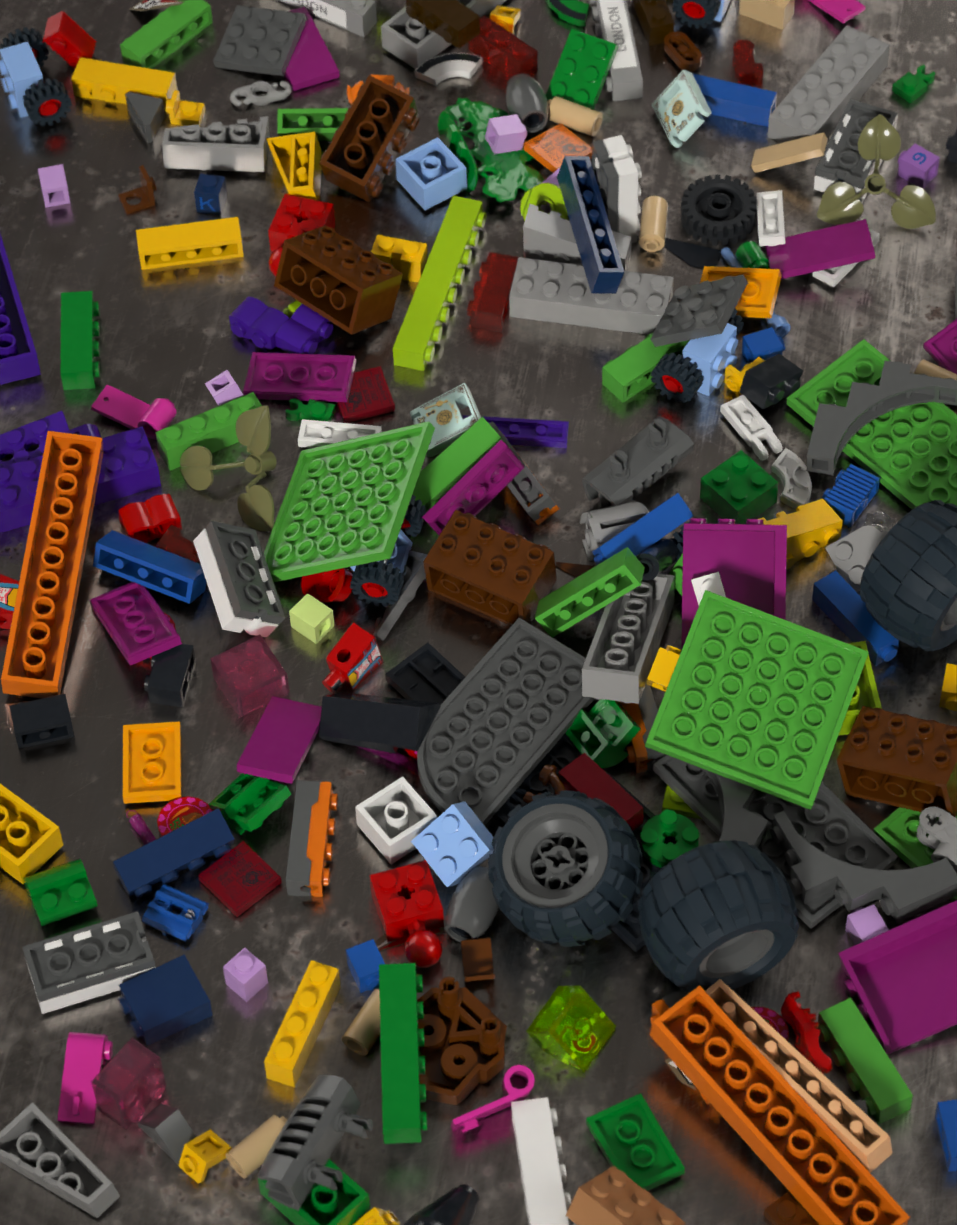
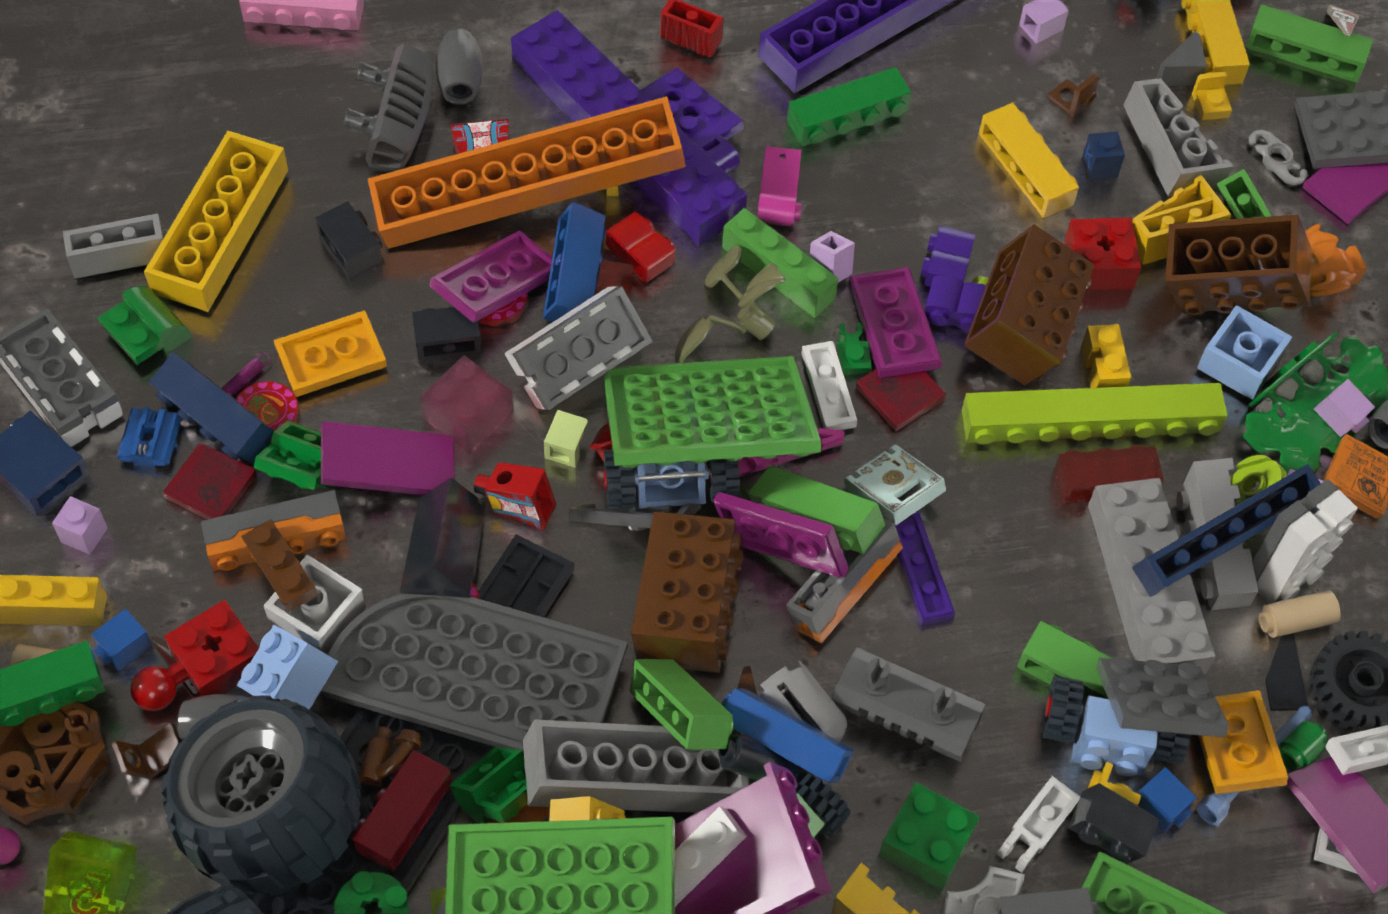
camera: 65 degrees right, 5 degrees up
(358, 825) = (279, 565): none -> reddish brown plate

